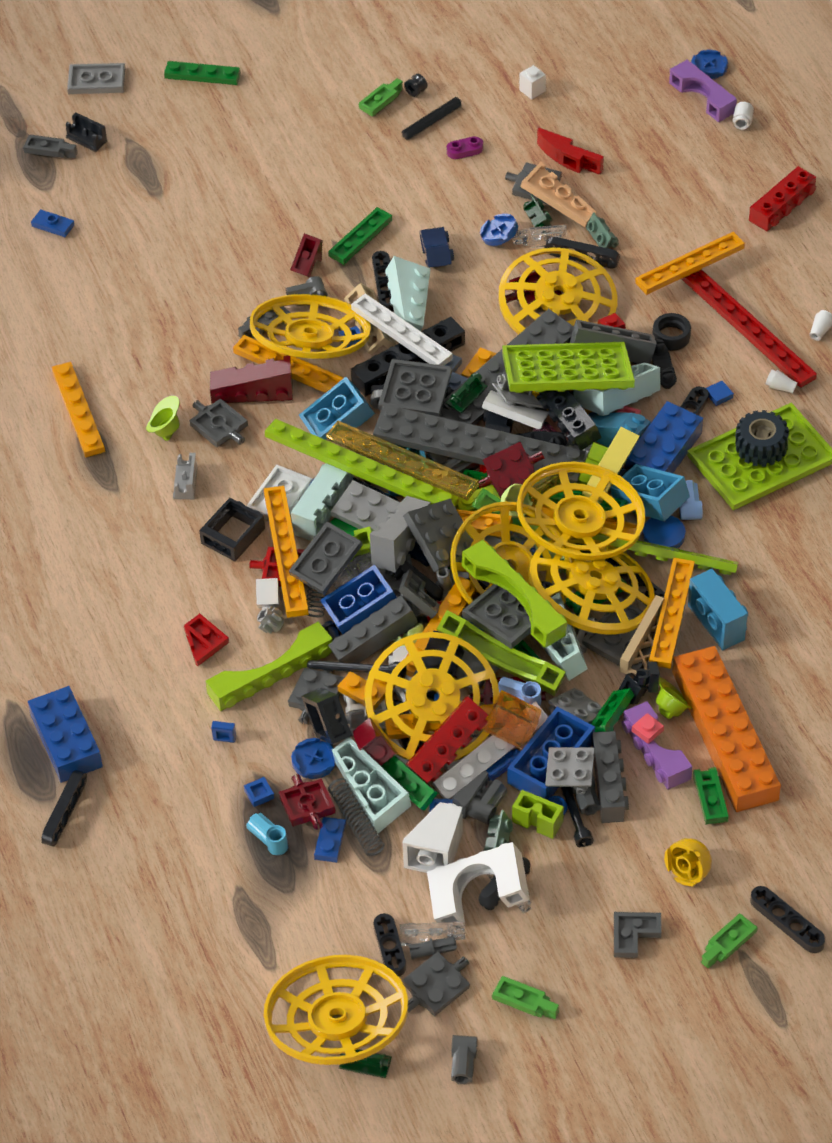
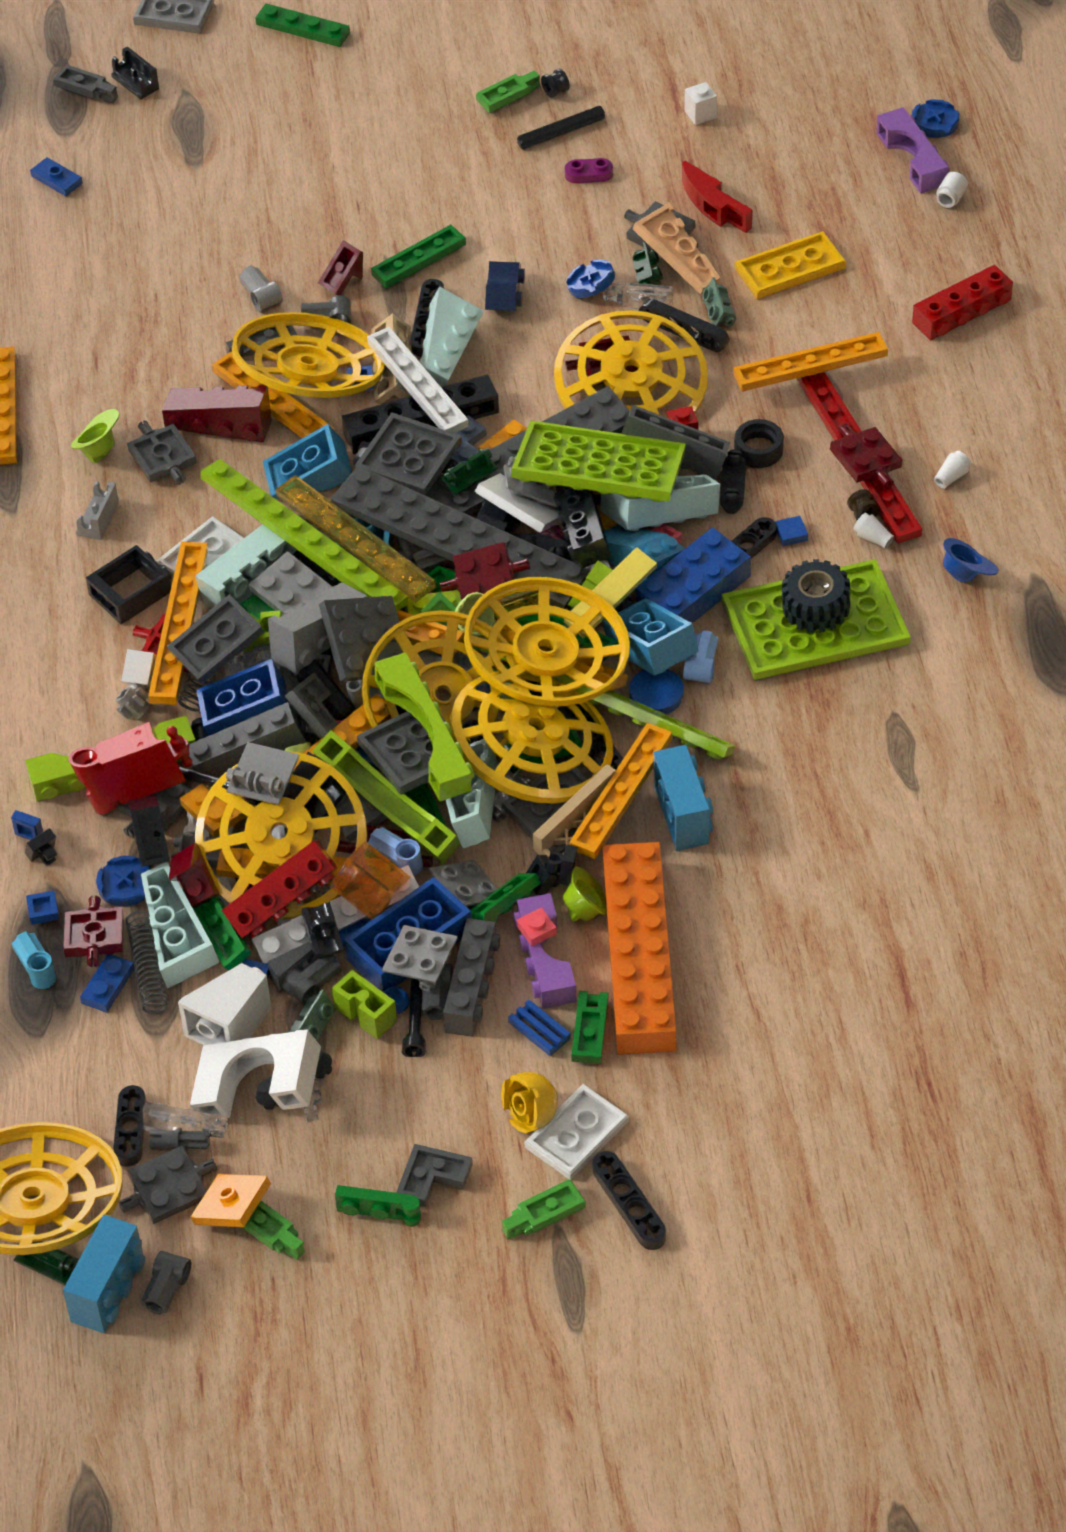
camera: 15 degrees right, 0 degrees up
(204, 638) = (46, 710): red wing -> none
(242, 745) = (42, 846): none -> black tile
(251, 285) = (262, 292): none -> light grey piece
(294, 669) = (130, 766): none -> red piece
(409, 653) = (262, 773): none -> light grey hinge
(419, 1062) = (104, 1274): none -> dark azure brick
(490, 764) = (322, 930): none -> black hips
(492, 985) = (230, 1200): none -> light orange plate
(603, 963) = (378, 1204): none -> green plate
(643, 193) = (790, 265): none -> yellow tile
(673, 801) = (526, 1013): none -> blue tile
(729, 877) = (577, 1132): none -> white tile
(756, 325) = (866, 455): none -> dark red plate
(765, 363) = (862, 502): none -> dark brown wheel

